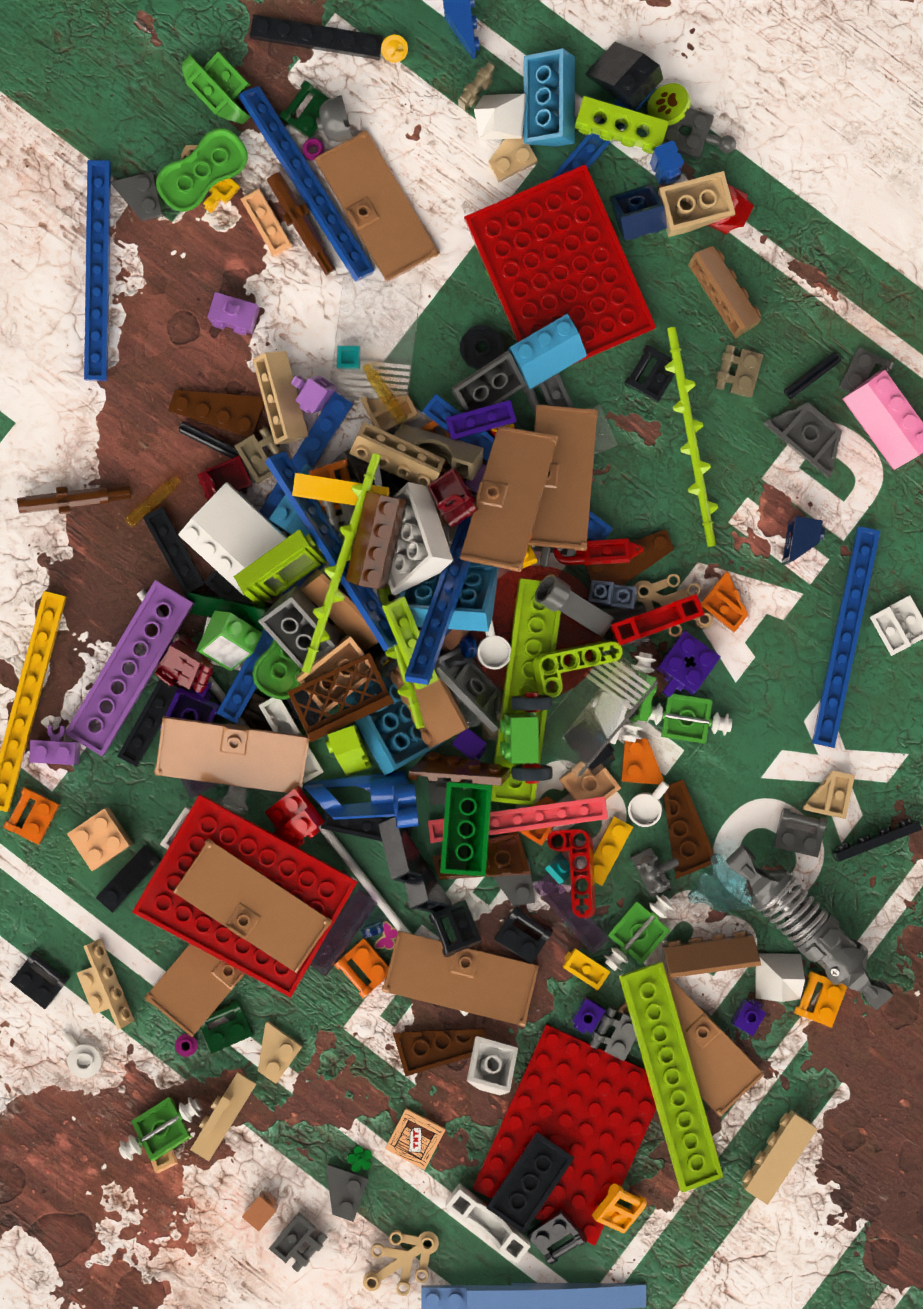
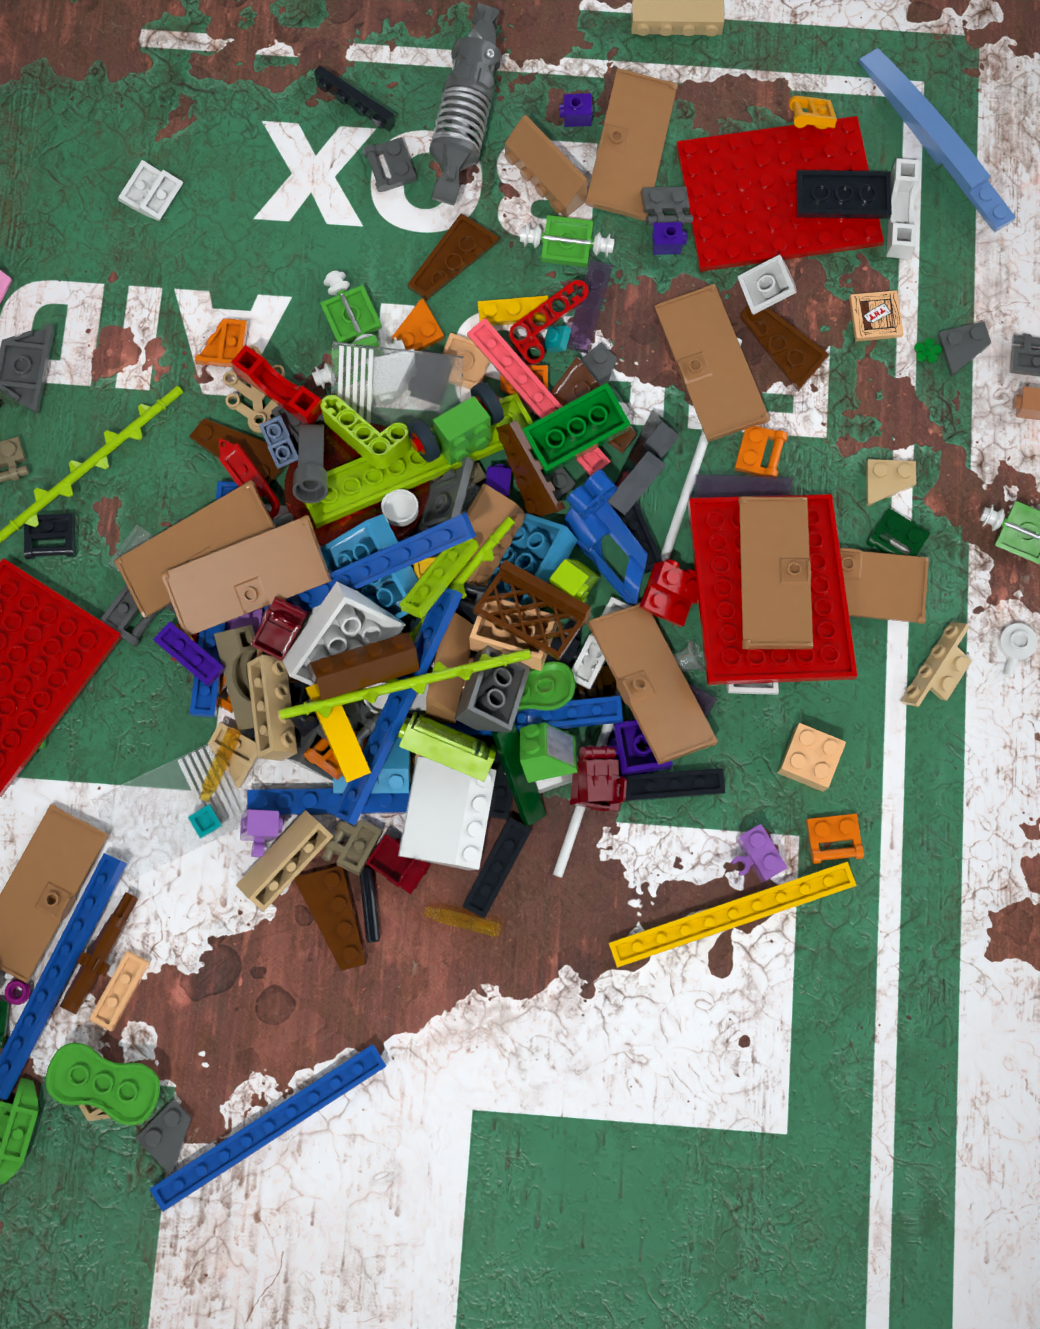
camera: 120 degrees left, 10 degrees down
(37, 986) = (984, 730): black plate -> none
(67, 499) = (516, 1005): reddish brown piece -> none
(128, 879) = (830, 708): black slope -> none
(144, 668) = (624, 848): medium lavender plate -> none
(186, 1052) = (934, 565): magenta plate -> none
(221, 191) = (115, 1052): yellow plate -> none
(224, 1114) = (977, 488): tan bracket -> none
(233, 313) = (230, 961): medium lavender brick -> none
(372, 929) = (722, 463): clear blue tile -> none
(387, 940) = (719, 448): dark pink sticker -> none
(404, 1259) = (985, 262): tan plant -> none
(462, 925) = (664, 388): black plate -> none
(468, 646) = (408, 530): clear blue tile -> none
(472, 338) = (118, 719): black plate -> none
(489, 384) = (151, 670): dark grey slope -> none
(520, 941) = (644, 335): black plate -> none
(548, 351) = (84, 637): dark azure slope -> none
(551, 1231) = (868, 153): black plate -> none
(585, 968) = (629, 264): yellow plate -> none
(646, 807) = (453, 300): white piece -> none
(652, 872) = (508, 262): dark grey piece -> none
(671, 1076) = (670, 138): lime plate -> none
(674, 668) = (301, 341): dark purple hinge -> none
(722, 888) = (481, 196): clear light blue tile -> none
(779, 977) = (527, 99): white slope -> none
(801, 537) = (125, 312): dark blue slope -> none
(827, 1002) = (519, 59): light orange plate -> none
(832, 795) = (339, 157): tan wing -> none
(845, 637) = (189, 228): blue plate -> none

